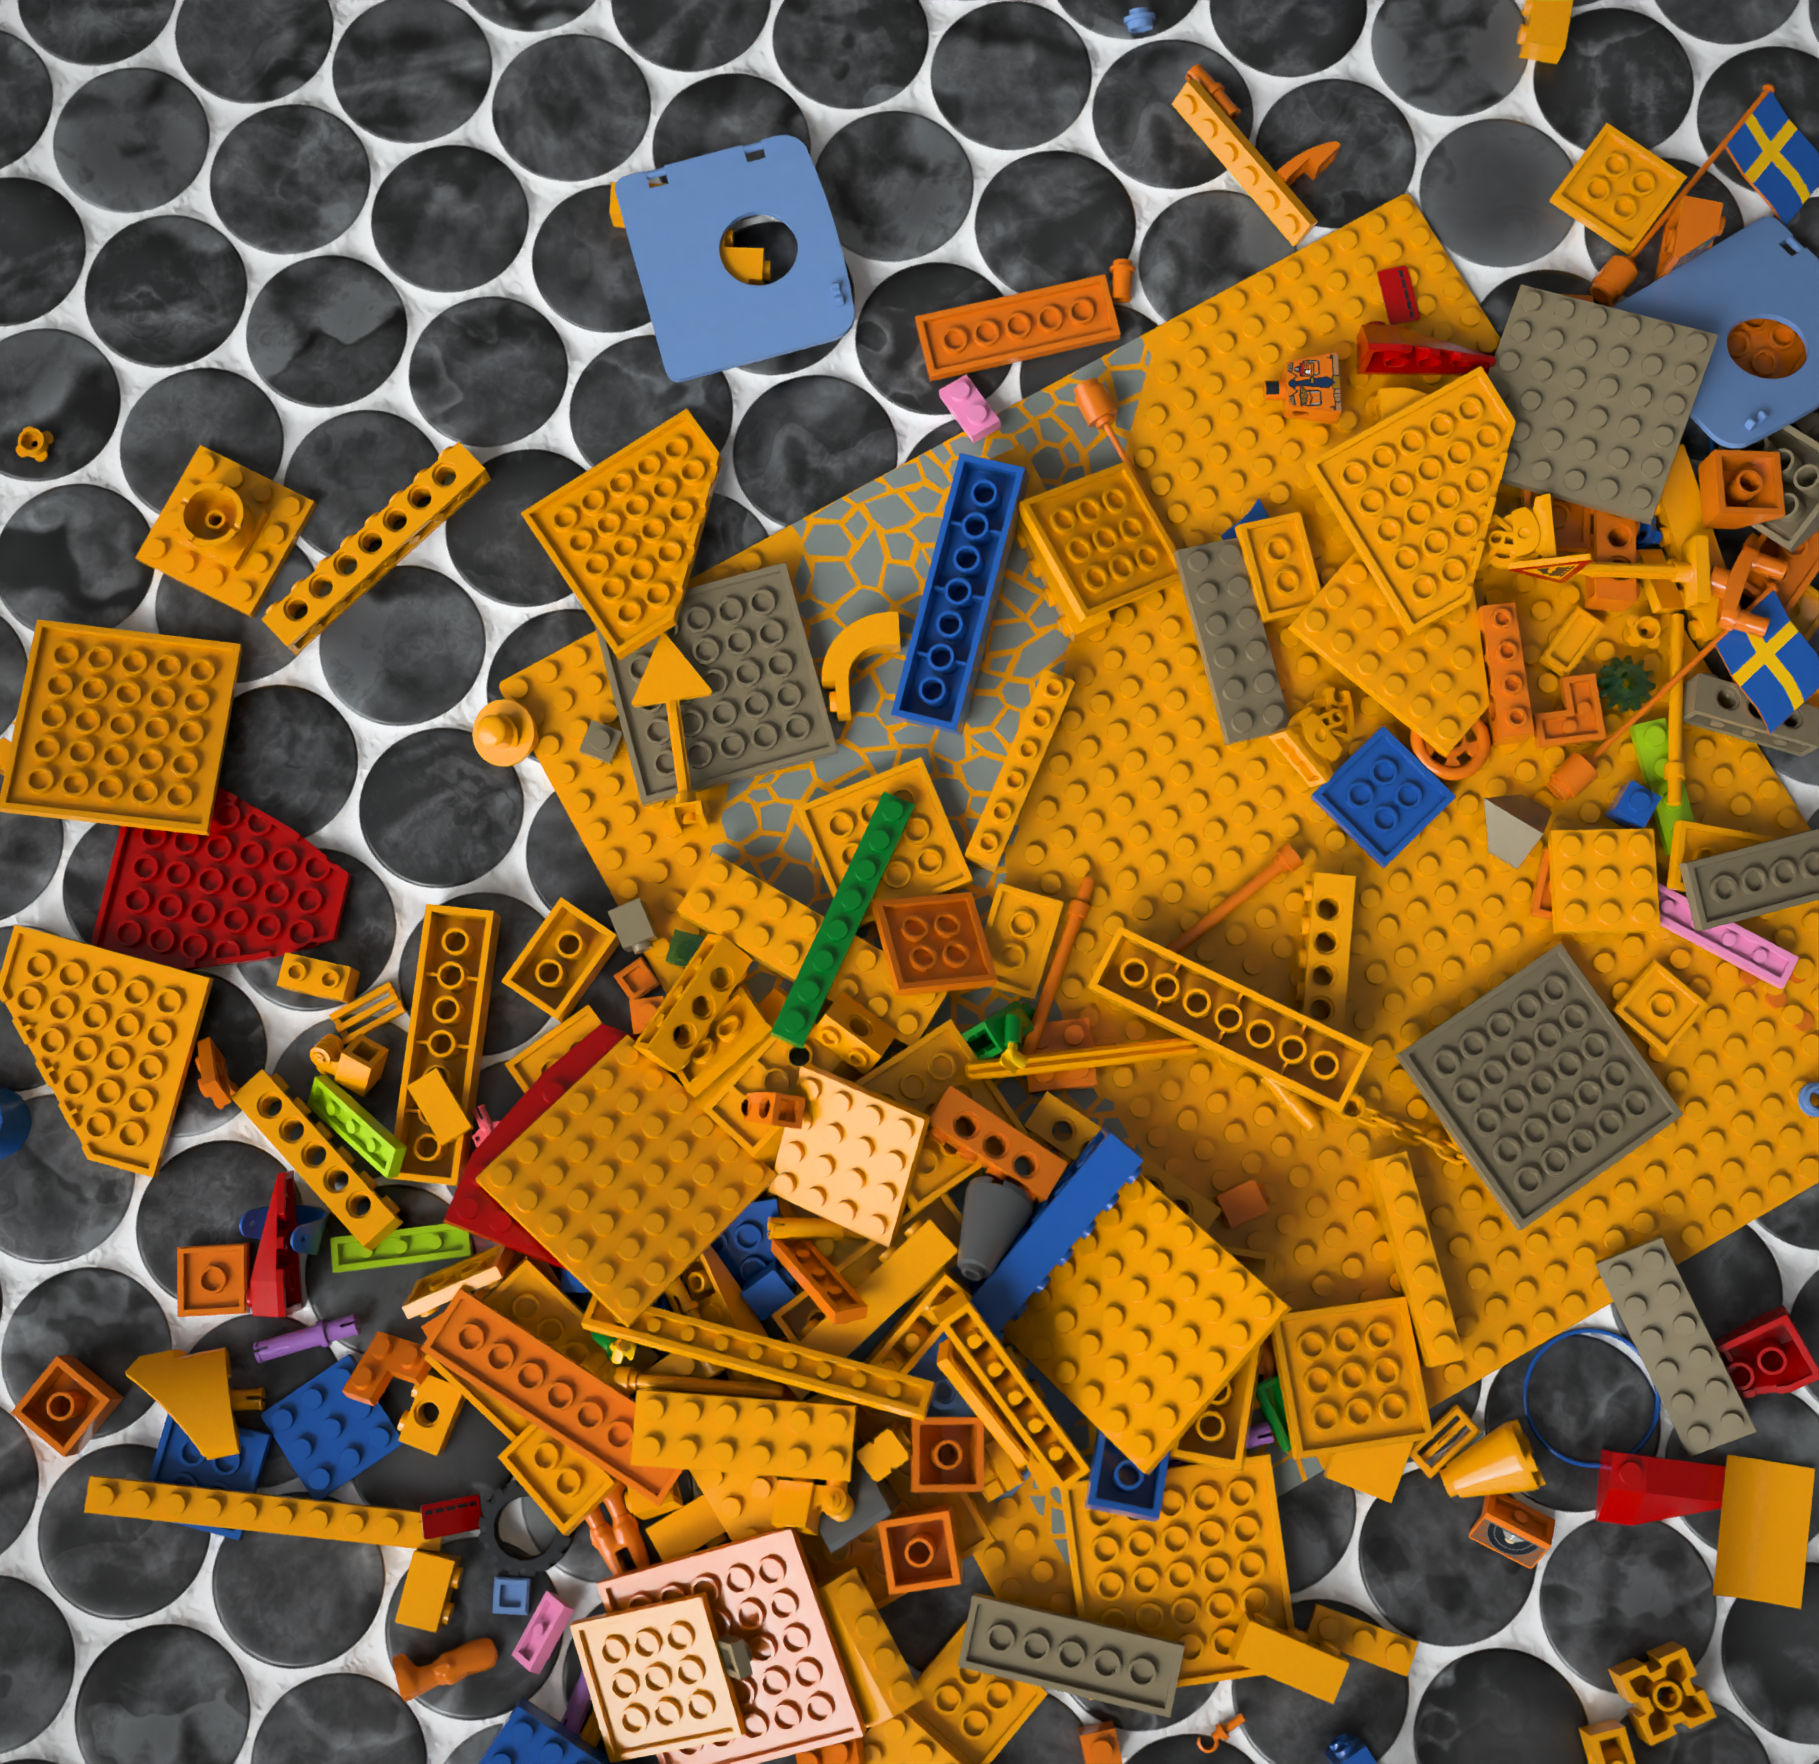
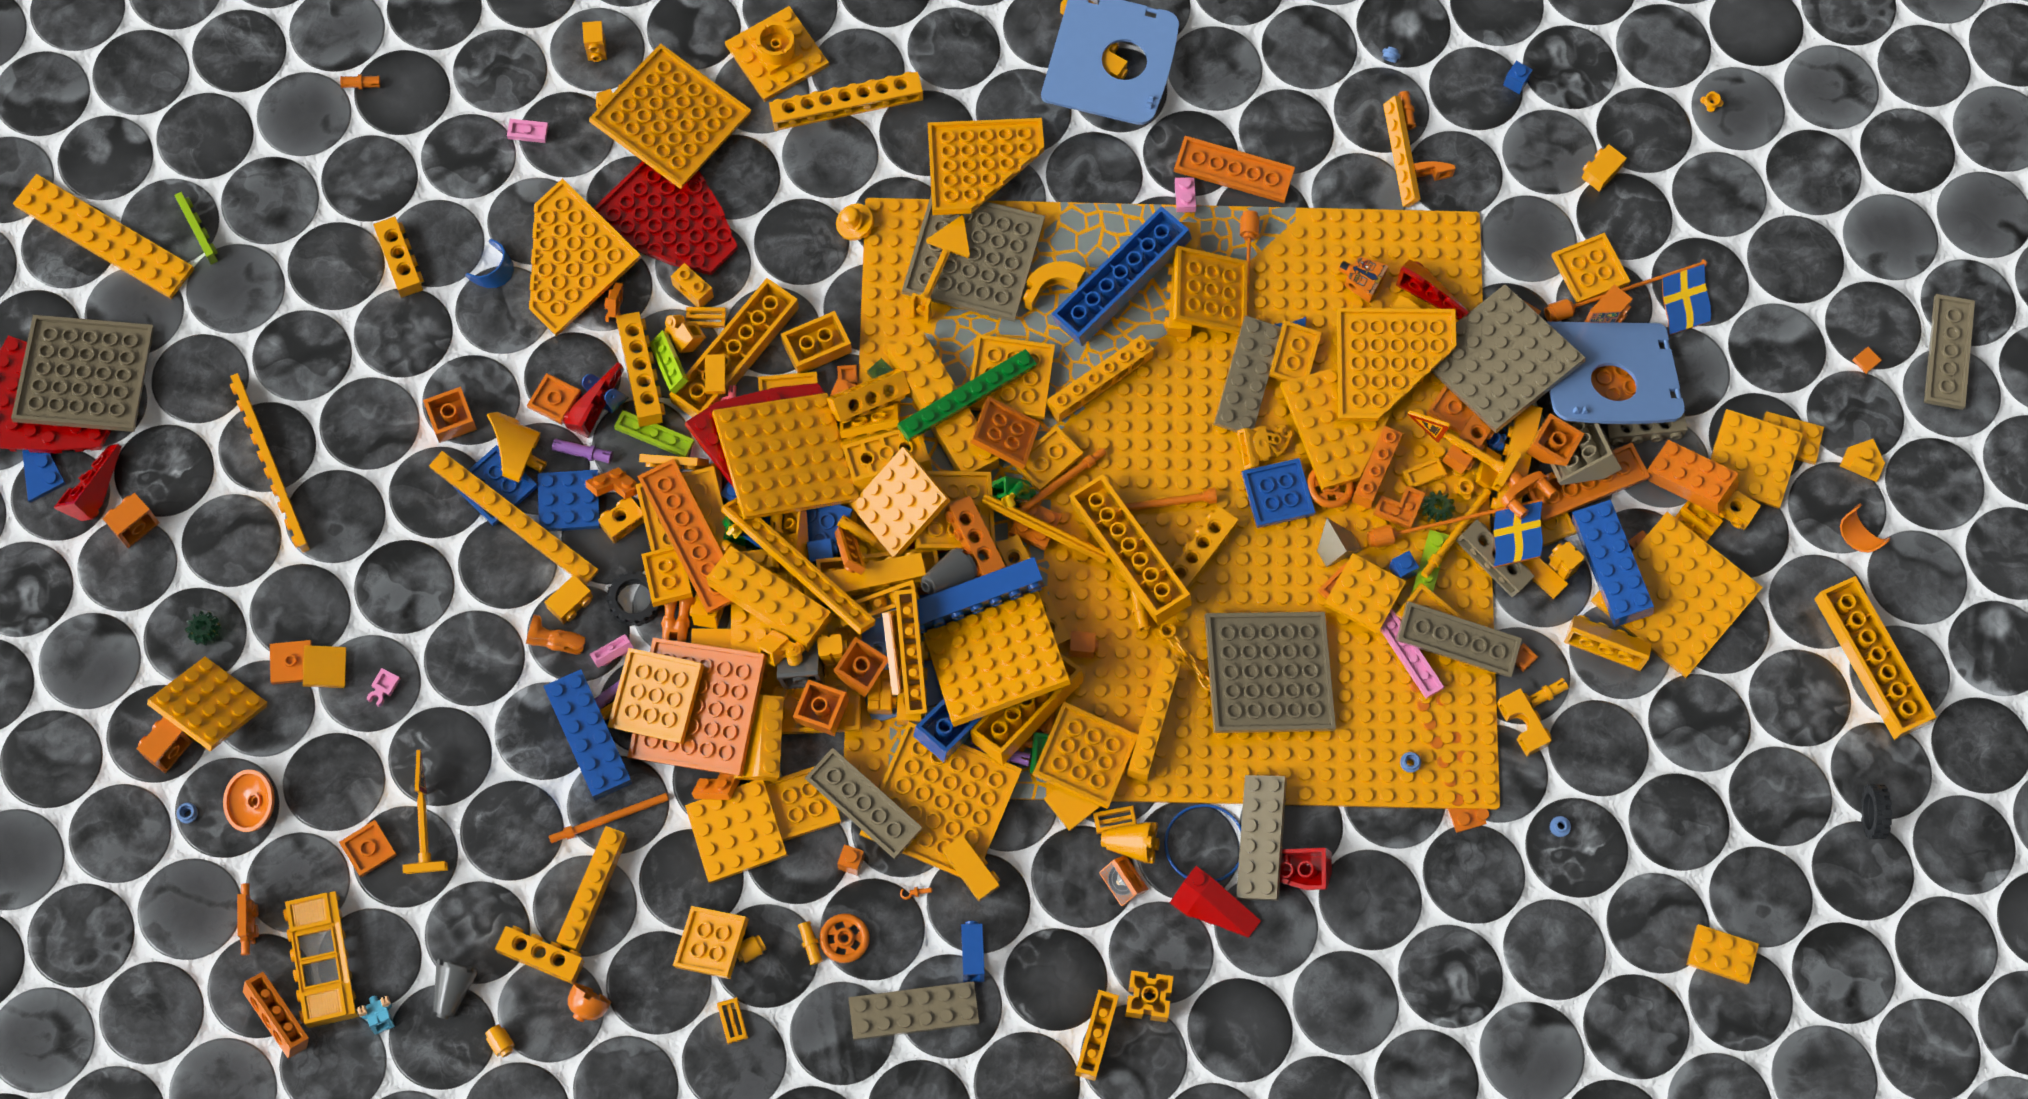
camera: 25 degrees right, 10 degrees down
(450, 1517) = (600, 571): red sticker -> none
(511, 1595) = (606, 627): medium blue tile -> none
(601, 742) = (900, 252): dark tan plate -> none
(634, 926) = (862, 346): dark tan brick -> none
(736, 1656) = (701, 701): dark tan plate -> none
(775, 1109) = (877, 459): orange leg -> none
(854, 1033) = (938, 450): light orange brick -> none
(1122, 280) = (1305, 171): orange pin -> none
(1362, 1639) = (1015, 890): light orange plate -> none
(1398, 295) = (1441, 258): red sticker -> none
(1520, 535) = (1426, 402): light orange piece -> none
(1659, 1007) = (1357, 673): light orange tile -> none
(1764, 1531) = (1250, 954): light orange sticker -> none

